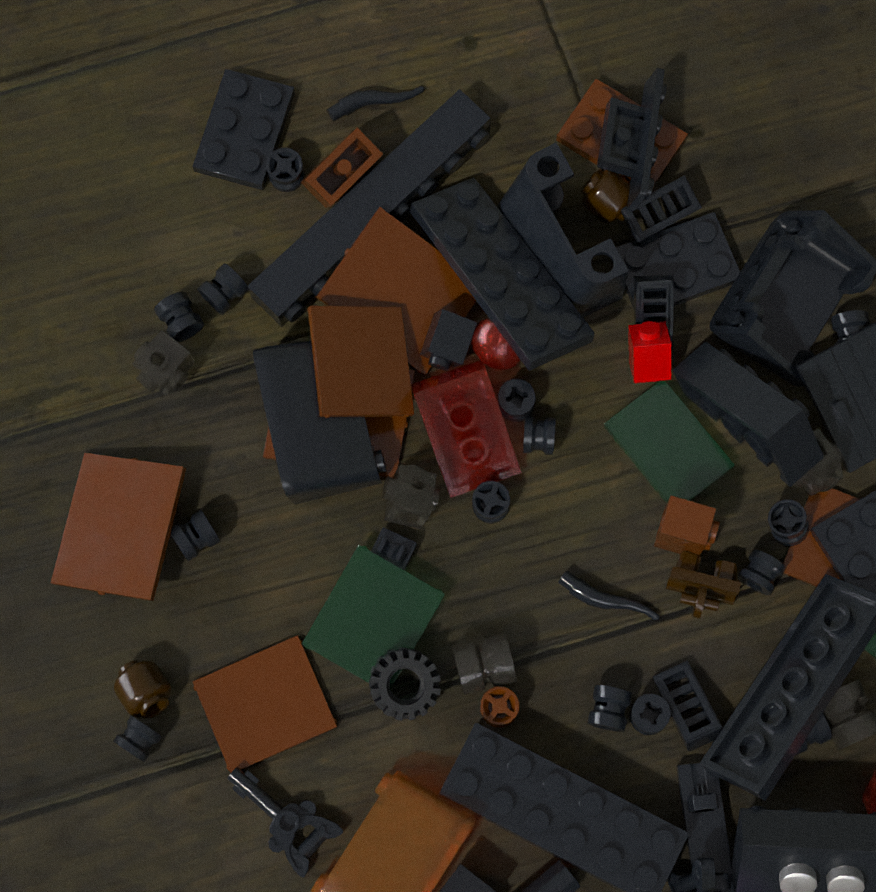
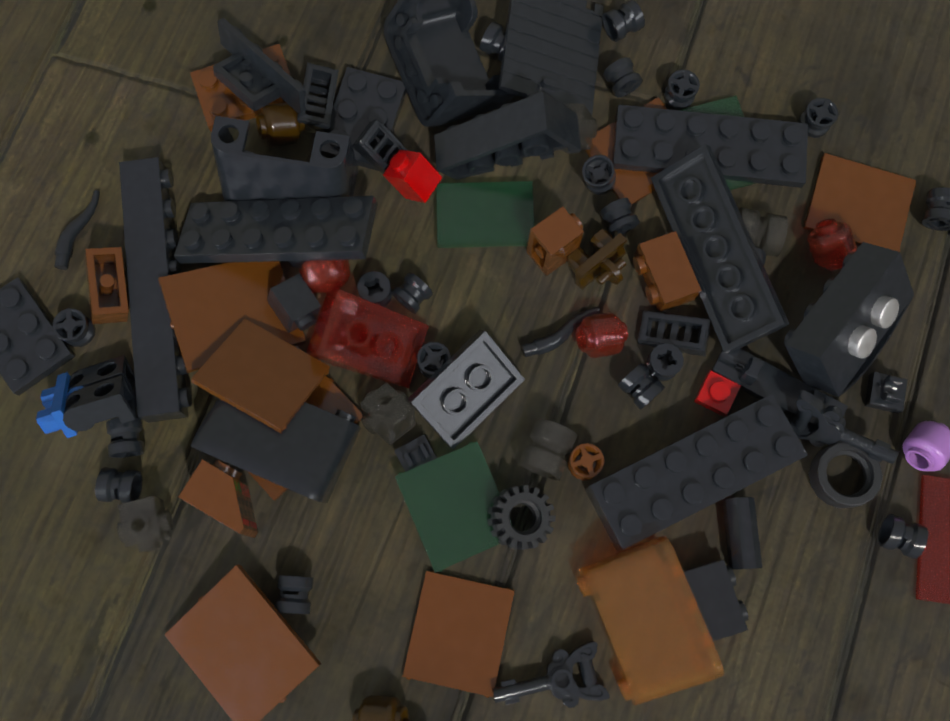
camera: 60 degrees left, 0 degrees up
(231, 411) = (222, 496): none -> reddish brown slope
(234, 233) = (89, 398): none -> black hips
(484, 549) = (466, 389): none -> plate
(630, 637) = (601, 335): none -> clear red head
(658, 786) = (717, 393): none -> red plate
(740, 654) = (666, 272): none -> reddish brown brick

